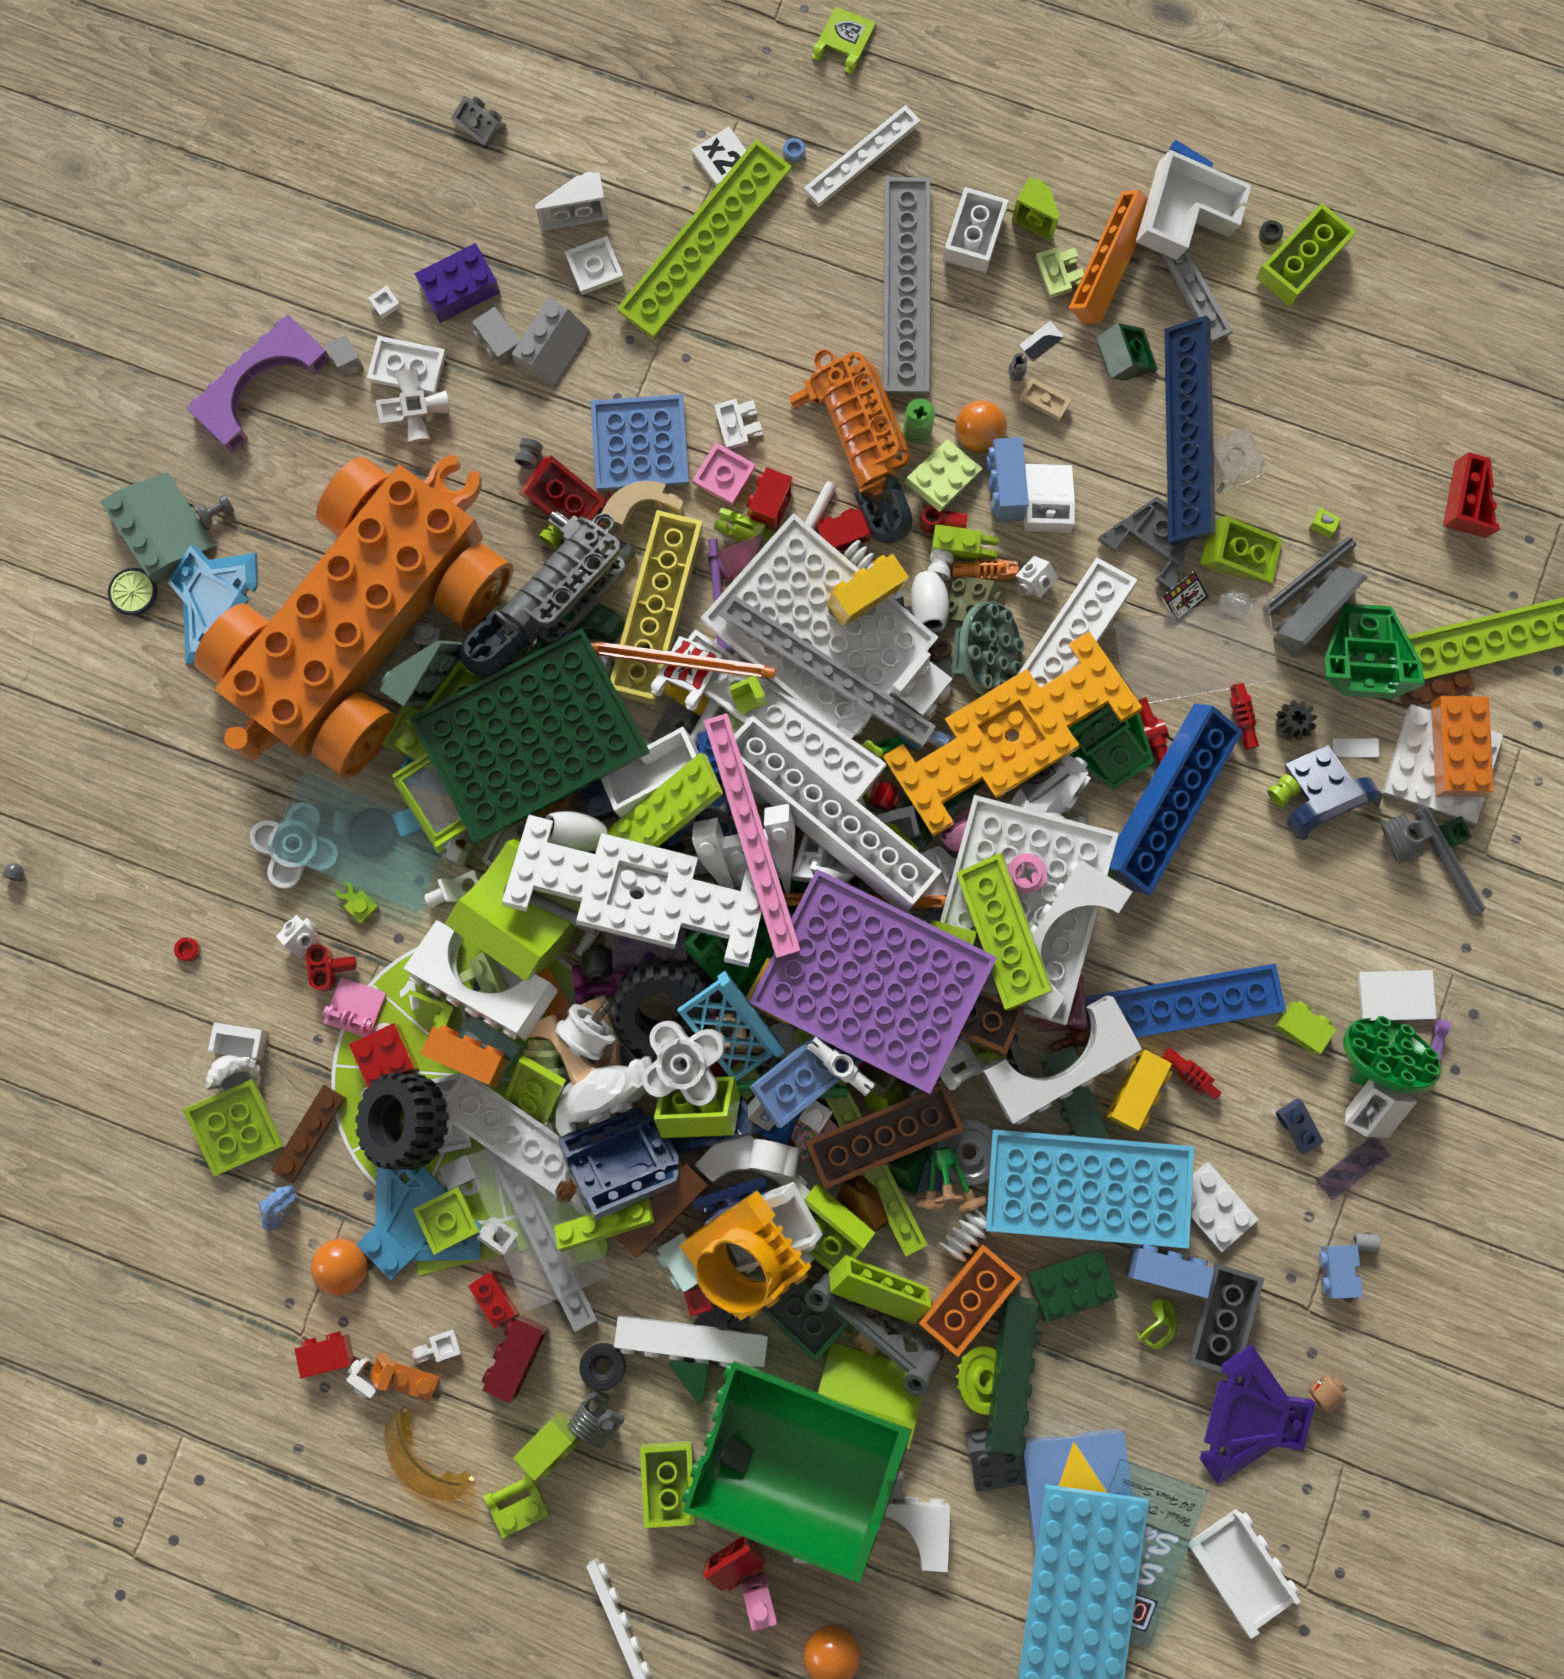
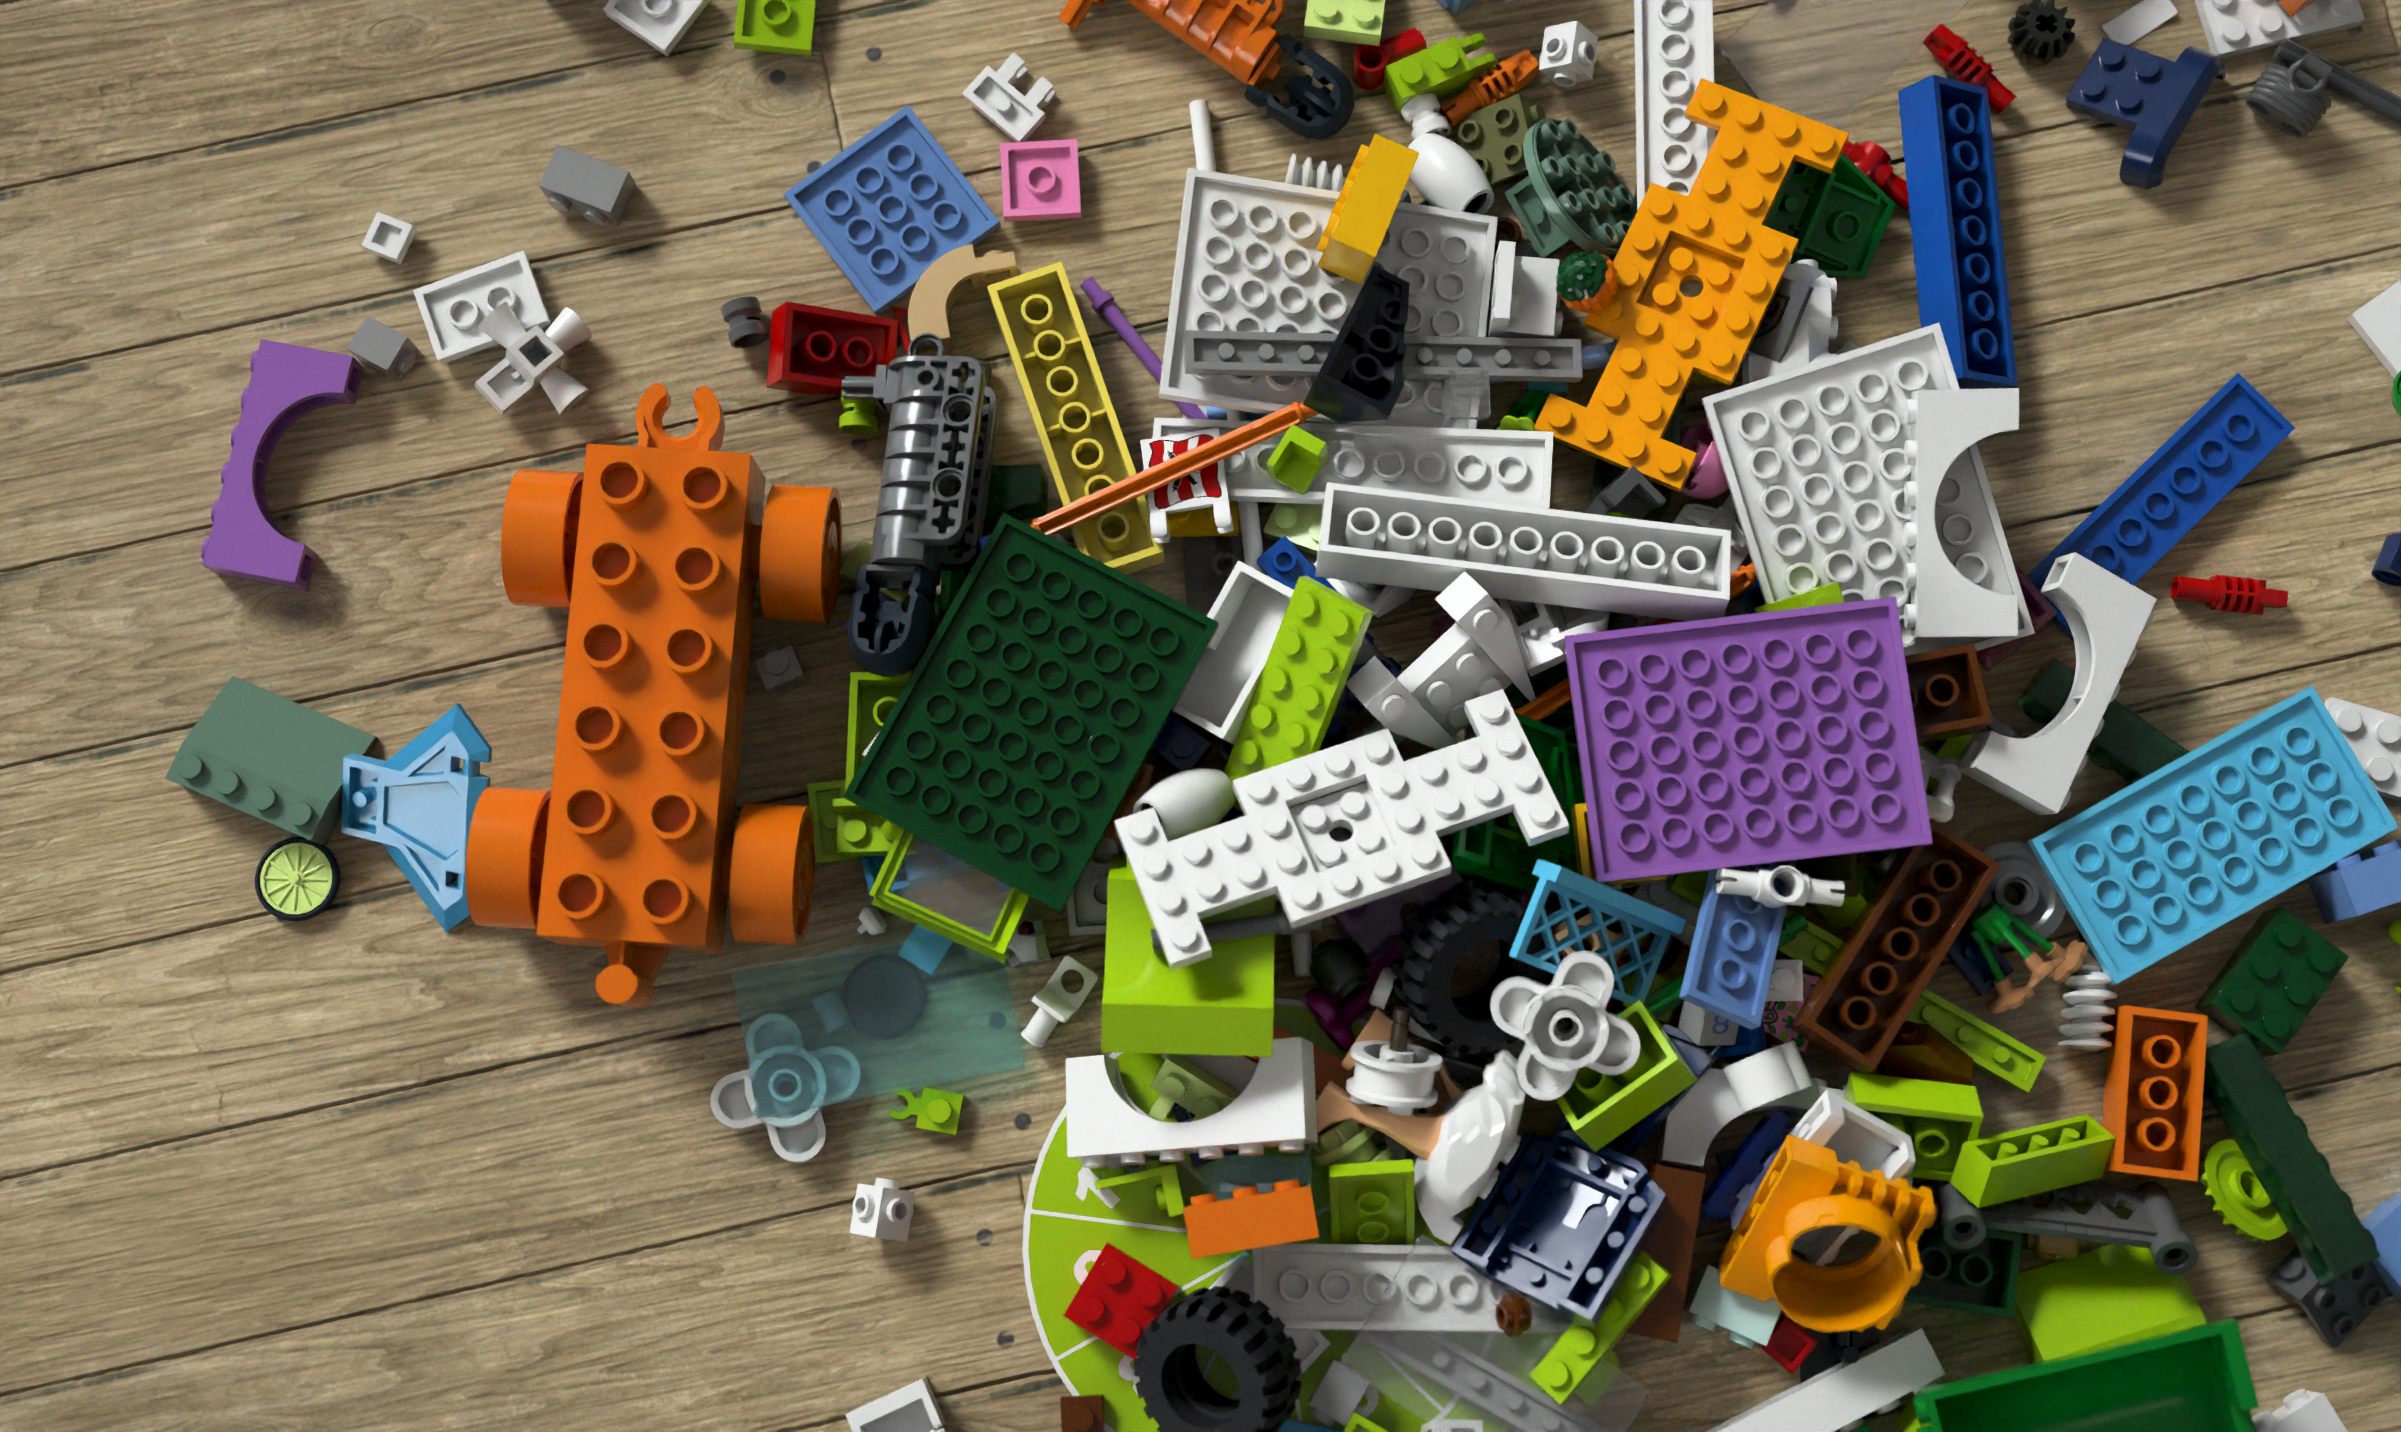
camera: 35 degrees left, 0 degrees up
(13, 872) = (398, 1394): dark grey hinge -> none
(187, 949) = (729, 1337): red tile -> none
(206, 514) = (333, 700): dark grey piece -> none
(326, 966) = (953, 1226): red beam -> none
(354, 1007) = (1028, 1259): bright pink hinge -> none
(391, 791) = (871, 921): none -> white rock
(422, 674) = (818, 731): sand green slope -> none
(457, 282) = (478, 145): dark purple brick -> none
(550, 342) = (670, 148): light grey slope -> none
(610, 988) = (1383, 988): none -> white tile
(737, 557) = (1148, 287): clear pink slope -> none
(743, 527) = (1129, 239): lime plate -> none
(752, 836) = (1448, 646): bright pink plate -> none
(771, 498) = (1133, 175): red brick -> none
(812, 665) = (1366, 359): none -> black wedge
(844, 529) = (1264, 150): red brick -> none
(884, 796) = (1569, 483): red gear -> none
(909, 1169) = (1956, 975): dark green slope -> none
(957, 698) = (1587, 281): none -> dark green piece
(1004, 931) = (1876, 556): lime plate -> none
(1038, 877) = (1868, 453): bright pink gear -> none
(1077, 1038) = (2042, 649): reddish brown bar -> none
(1139, 1091) = (2184, 662): yellow brick -> none
(1284, 790) = (2091, 130): lime wheel -> none
(1305, 1028) = (2334, 434): lime brick -> none
(1455, 831) = (2345, 48): dark green tile -> none

